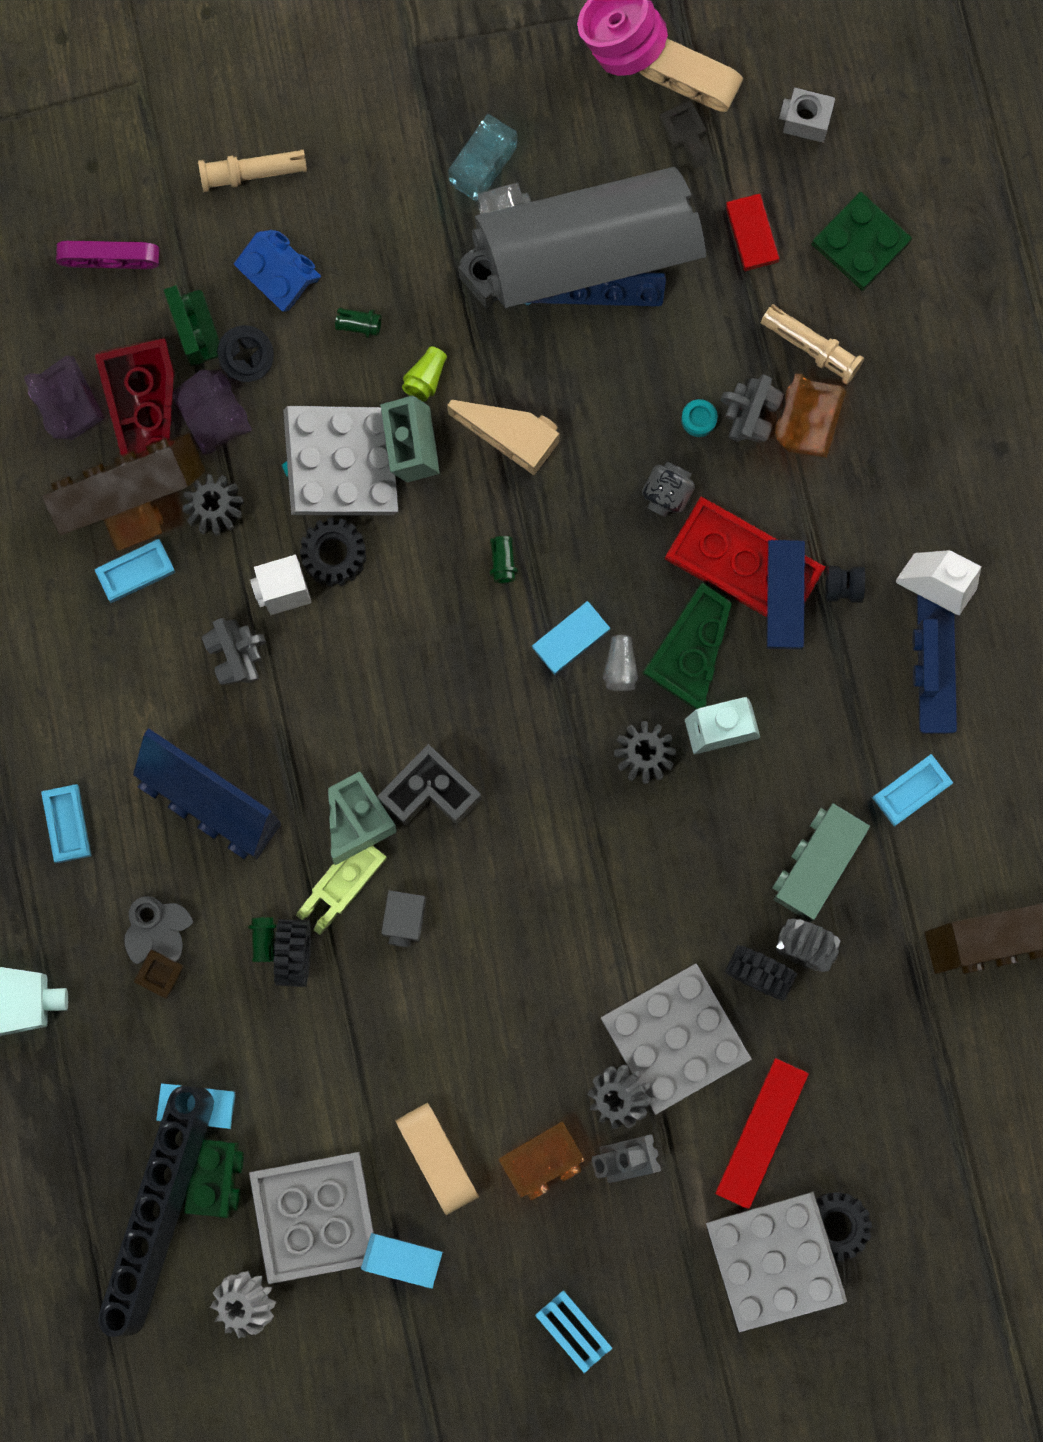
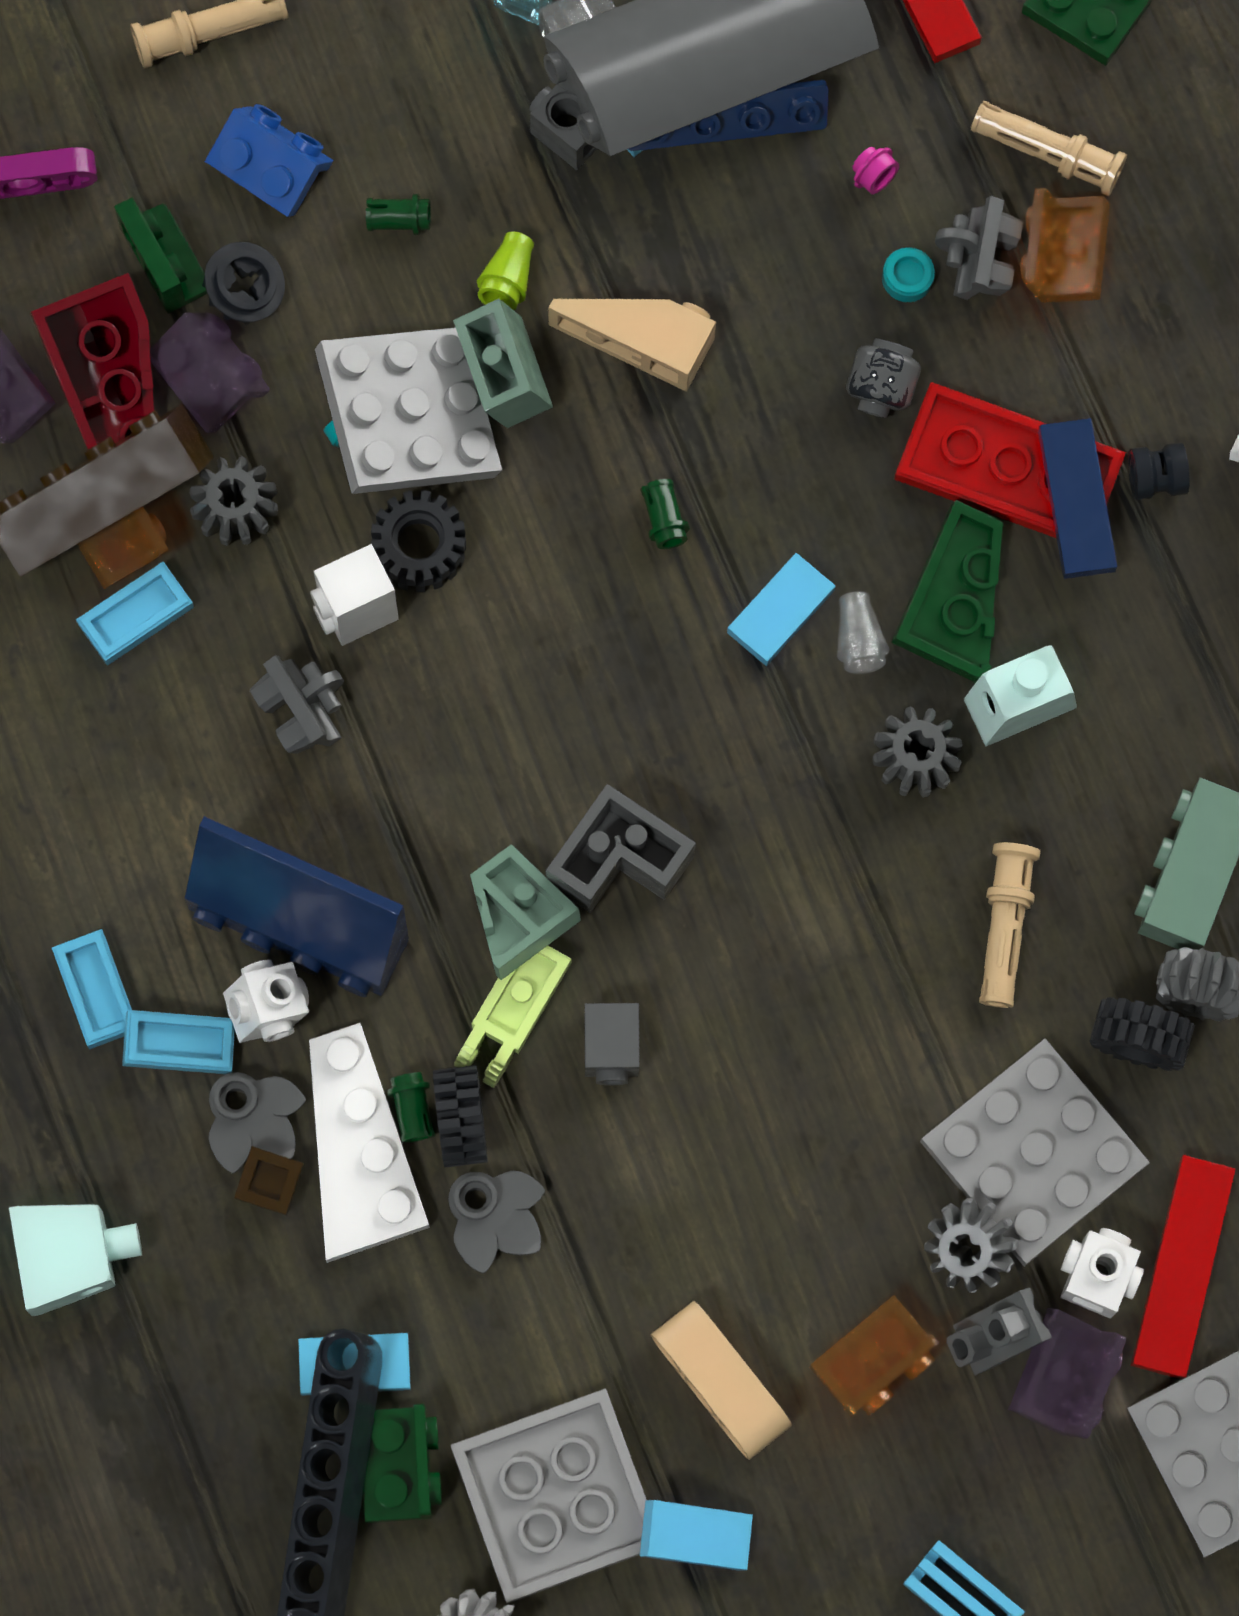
camera: 15 degrees left, 5 degrees down
(115, 869) = (178, 1042): none -> medium azure tile
(167, 859) = (266, 1001): none -> white brick
(223, 967) = (361, 1161): none -> white wing
(310, 1026) = (503, 1220): none -> dark grey plate
(670, 1195) = (1068, 1376): none -> clear purple bracket
(689, 341) = (875, 169): none -> dark pink plate
(689, 863) = (1009, 900): none -> tan pin
(692, 1137) = (1090, 1287): none -> white brick

